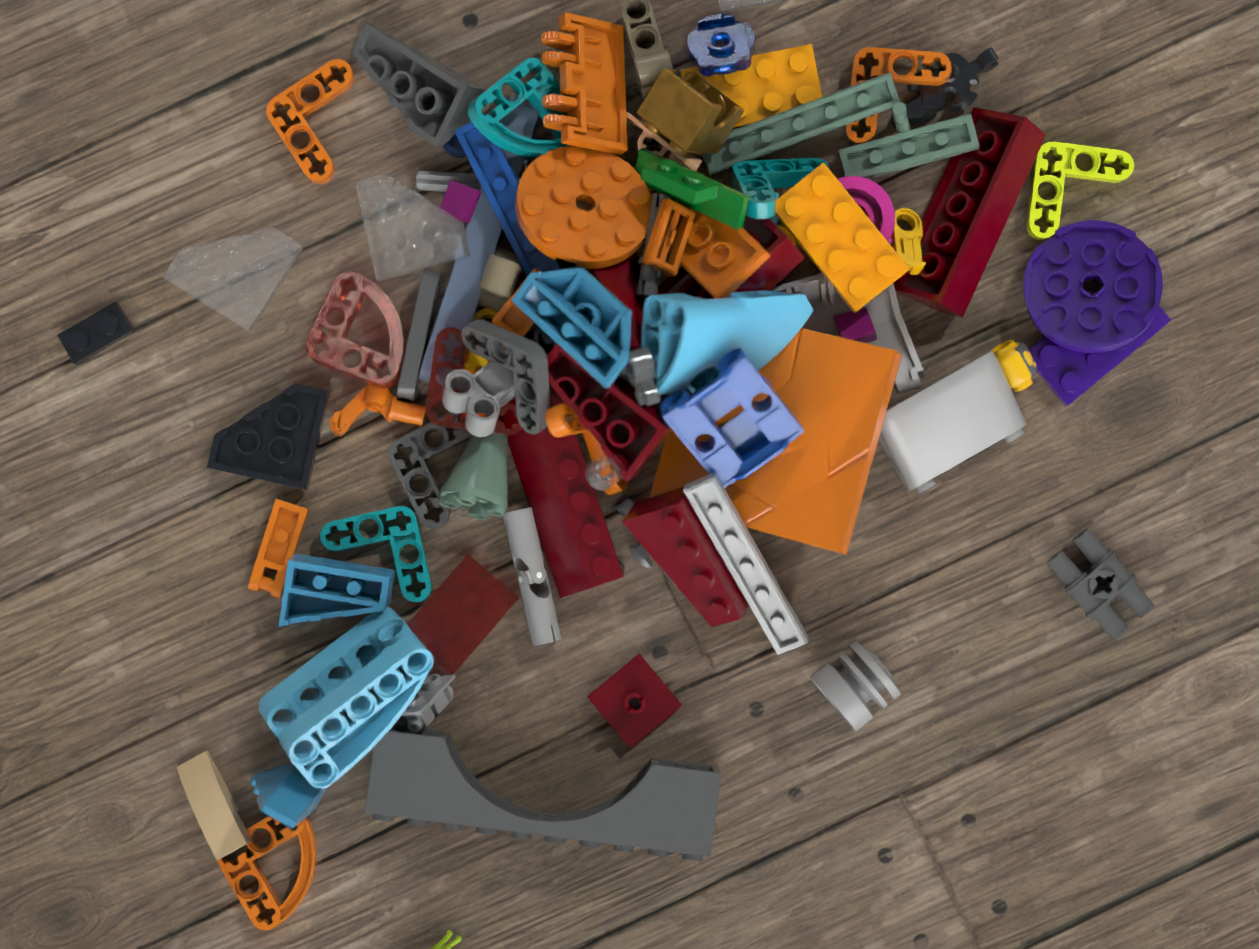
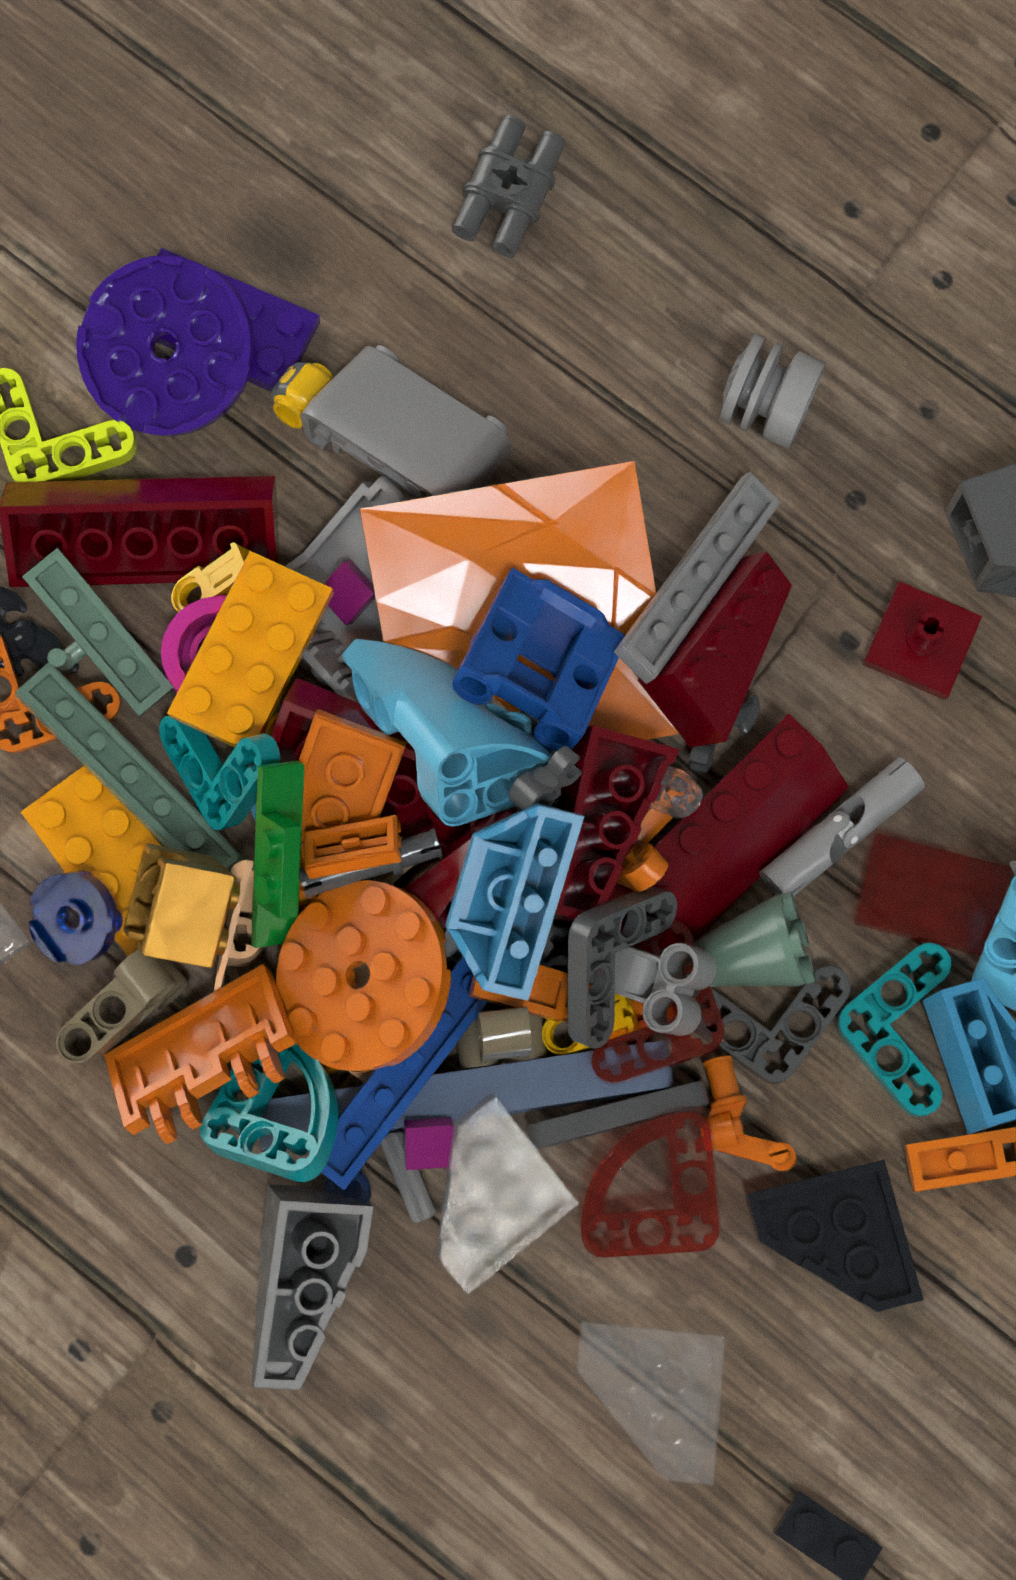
camera: 120 degrees left, 10 degrees down
(302, 109) = (405, 1416): orange beam -> none

